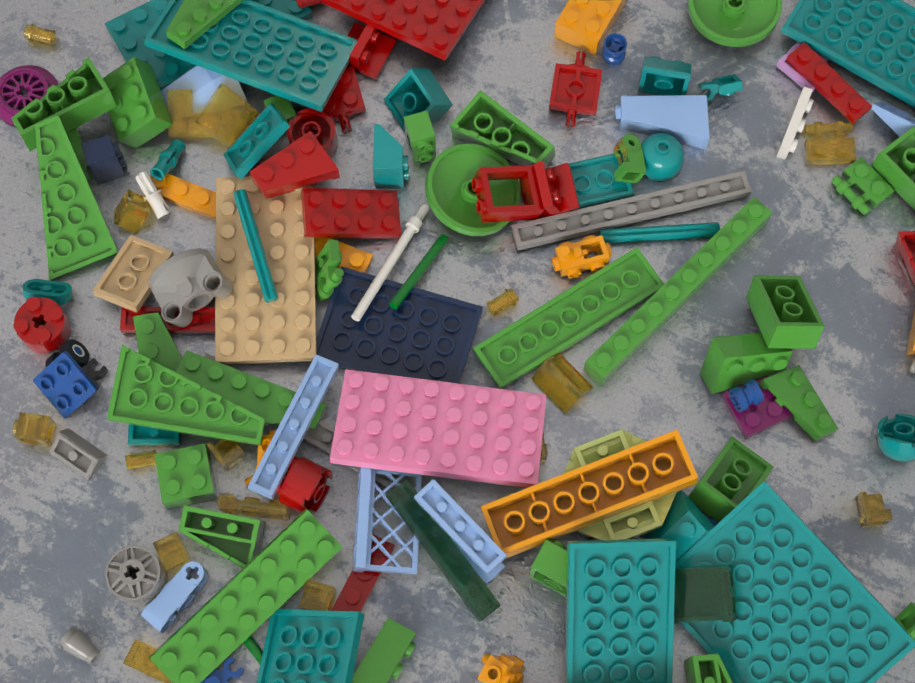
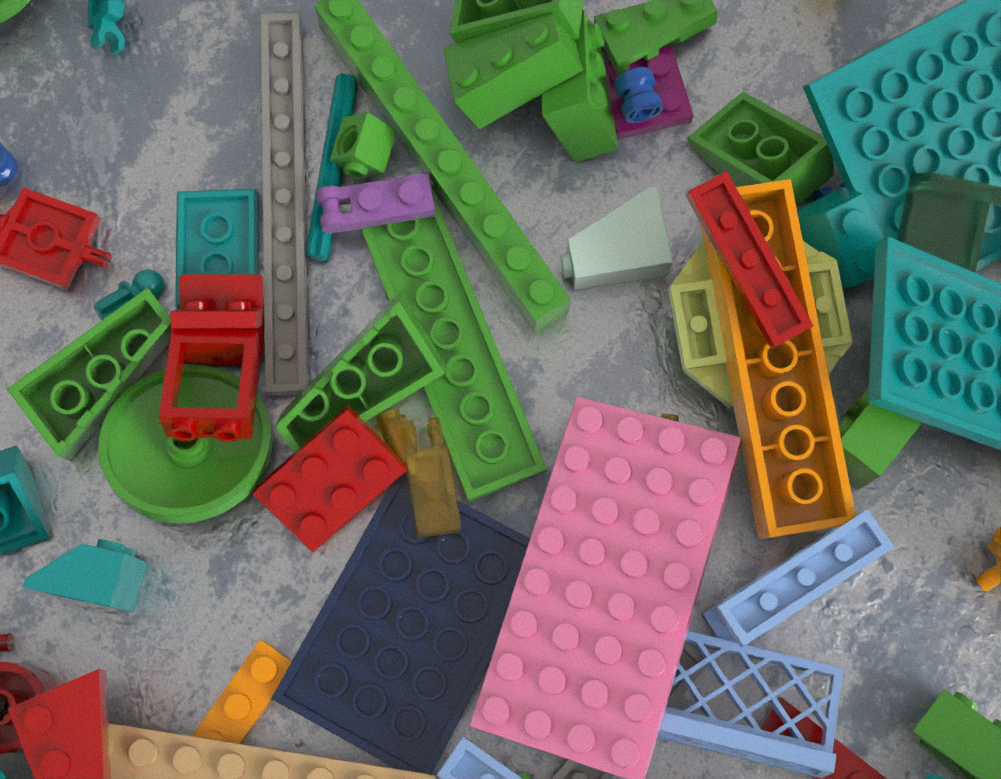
camera: 80 degrees left, 5 degrees up
(326, 269) = (270, 726): bright green plate -> none
(350, 213) = (175, 666): red plate -> none
(412, 226) = (224, 559): white bar -> none
(418, 271) = (313, 565): green bar -> none
(420, 137) = (63, 512): bright green brick -> none
(443, 552) = (880, 582): clear green tile -> none
(467, 268) = (330, 479): none -> red plate
(477, 322) = (430, 482): none -> clear yellow hinge
(531, 276) = (369, 375): none -> bright green wedge
(561, 382) = (553, 369): clear yellow panel -> none
(562, 149) = (144, 279): none -> teal axle
(573, 257) = (346, 304): light orange brick -> none
(630, 159) = (197, 178): bright green leg -> none
(638, 458) = (749, 260): none -> red plate
(639, 260) = (376, 203): none -> medium lavender plate
(649, 406) = (621, 245): none -> light aqua slope
(662, 157) = (202, 135): teal cylinder -> none
(664, 77) = (66, 92): teal slope -> none
(673, 245) = (363, 146): none -> bright green brick
(675, 115) = (137, 106): light blue slope -> none
(739, 313) = (510, 67): none -> bright green wedge

